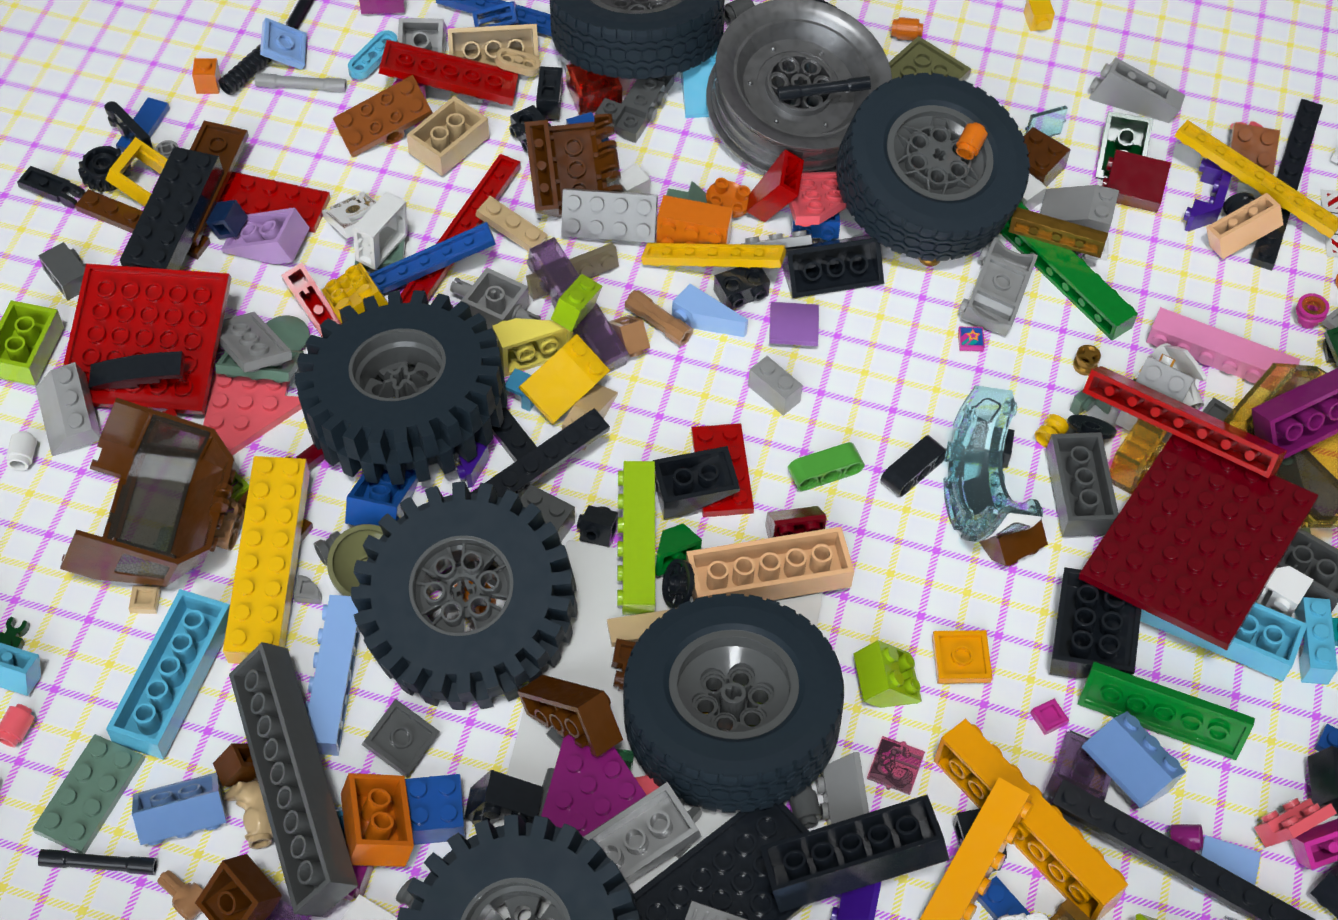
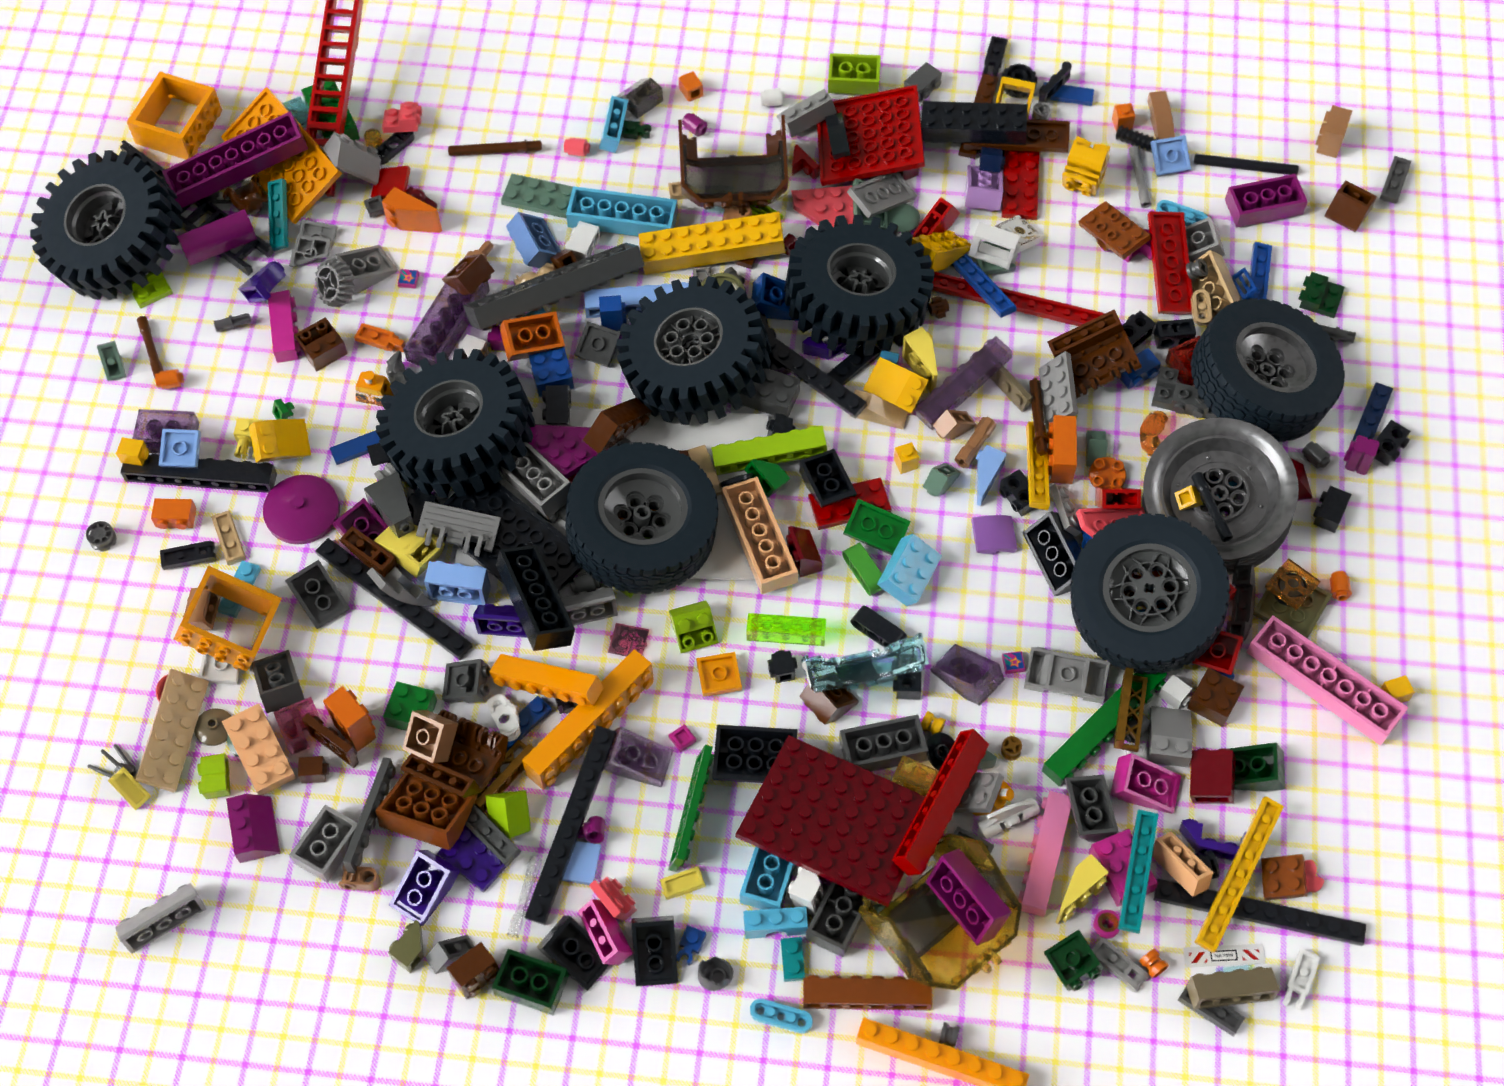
camera: 85 degrees right, 5 degrees up
(32, 557) = (694, 124): none -> magenta brick
(65, 859) = (496, 228): black piece -> none
(201, 736) = (583, 240): none -> white brick
(218, 41) = (1161, 114): none -> medium nougat slope
(281, 119) = (1085, 167): none -> yellow piece
(356, 707) = (612, 312): none -> blue brick
(448, 135) = (1109, 275): tan brick -> none
(467, 49) = (1196, 269): none -> dark grey wheel
(495, 297) = (958, 333): light grey brick -> none
(510, 224) = (1037, 333): tan plate -> none
(576, 302) = (950, 371): lime brick -> none
(634, 180) = (1100, 405): white brick -> none
(643, 243) = (1040, 438): none -> reddish brown axle
(670, 392) = (906, 458): none -> yellow brick
(674, 143) = (1150, 430): none -> clear orange animal
(708, 361) = (940, 479): none -> sand green slope
(770, 440) = (876, 527): none -> green plate
(775, 385) = (930, 523): light grey brick -> none
(802, 111) = (1188, 498): none -> yellow slope
(842, 412) = (909, 569): none -> medium azure brick
(906, 566) = (786, 629): none -> clear neon green brick
(918, 55) = (1291, 587): none -> clear orange piece
(958, 580) = (782, 666): none -> black brick
(971, 140) = (1165, 606): orange brick -> none
(988, 368) = (968, 673): none -> clear purple slope
(1035, 54) = (1326, 680): none -> bright pink brick
(1048, 121) = (1256, 700): clear light blue piece -> none
(1134, 759) = (647, 787): medium blue slope -> none
(1135, 92) = (1320, 775): light grey slope -> none
(1138, 246) = (1145, 784): none -> dark pink slope
(1174, 289) = (1091, 807): none -> dark grey slope
(1242, 283) = (1114, 856): none -> dark pink brick
(1259, 749) = (682, 883): none -> light yellow tile
(1264, 258) = (1138, 871): none -> teal plate
(1273, 322) = (1086, 881): none -> light yellow slope

